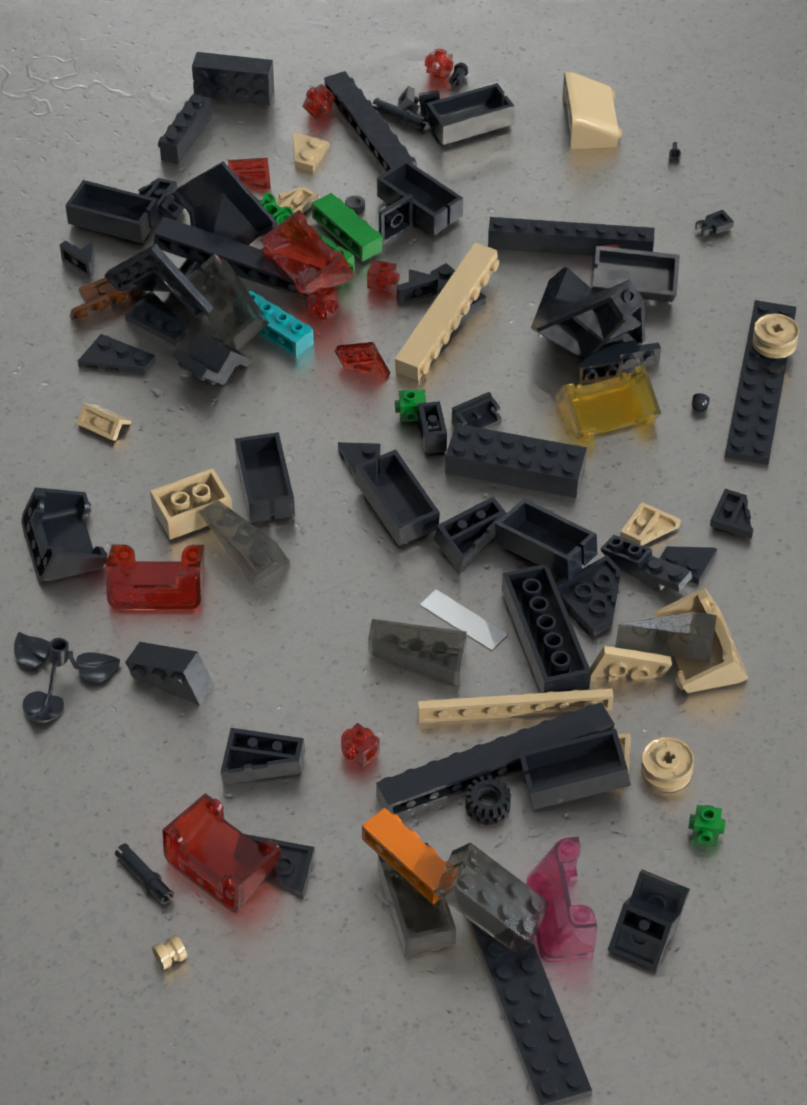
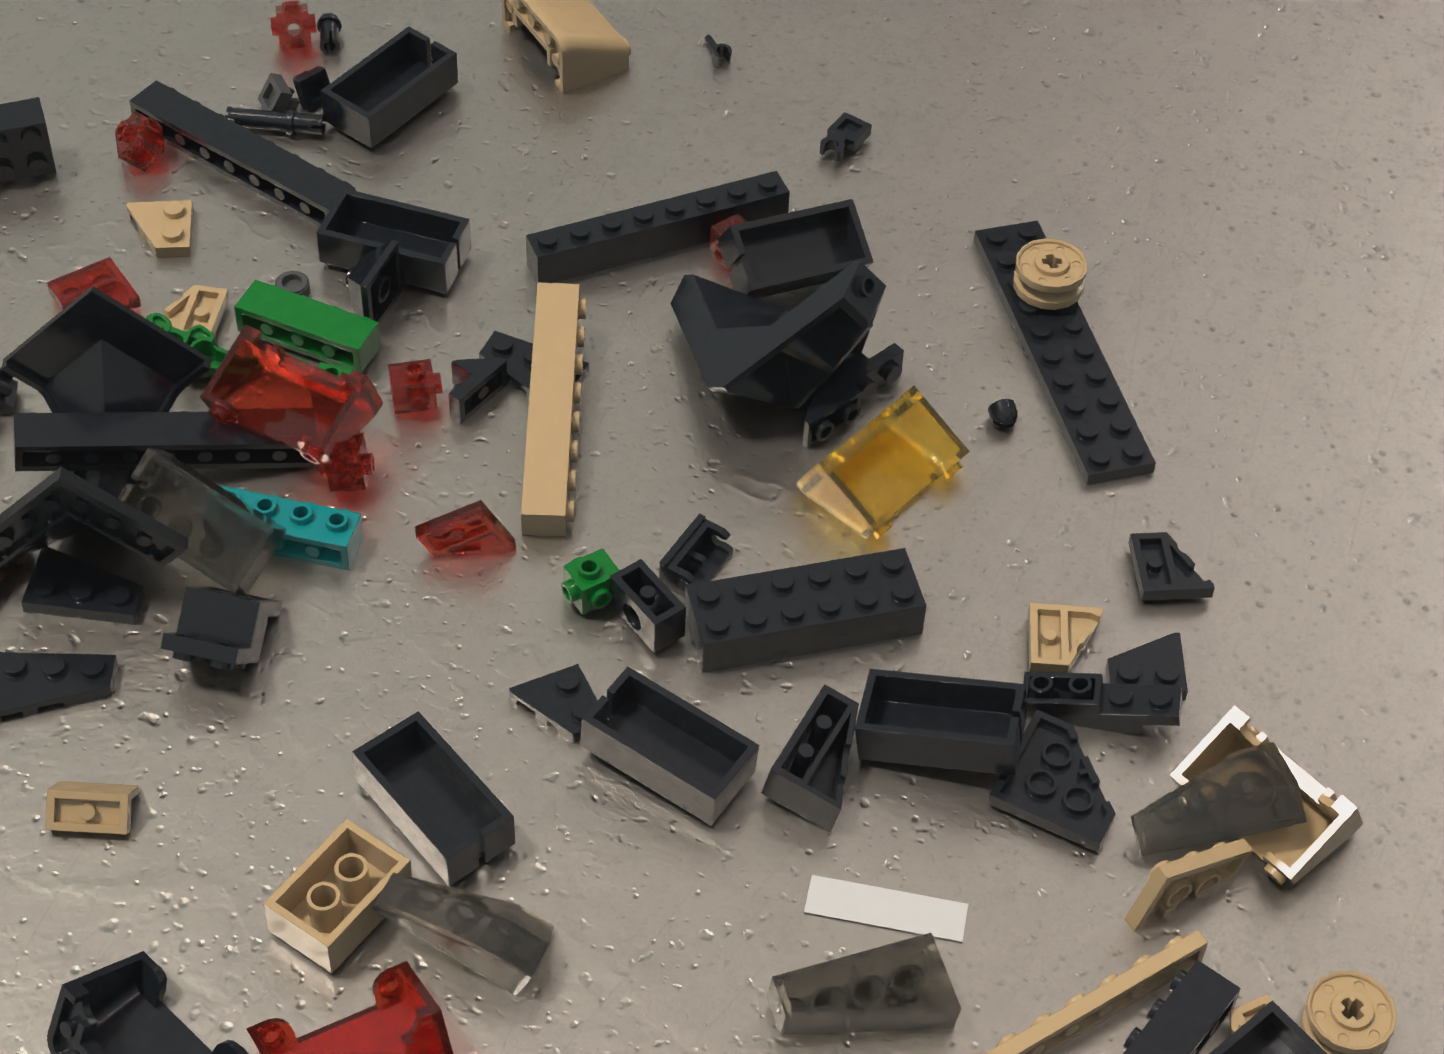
camera: 30 degrees left, 0 degrees up
(545, 630) = (1035, 876): black brick -> none

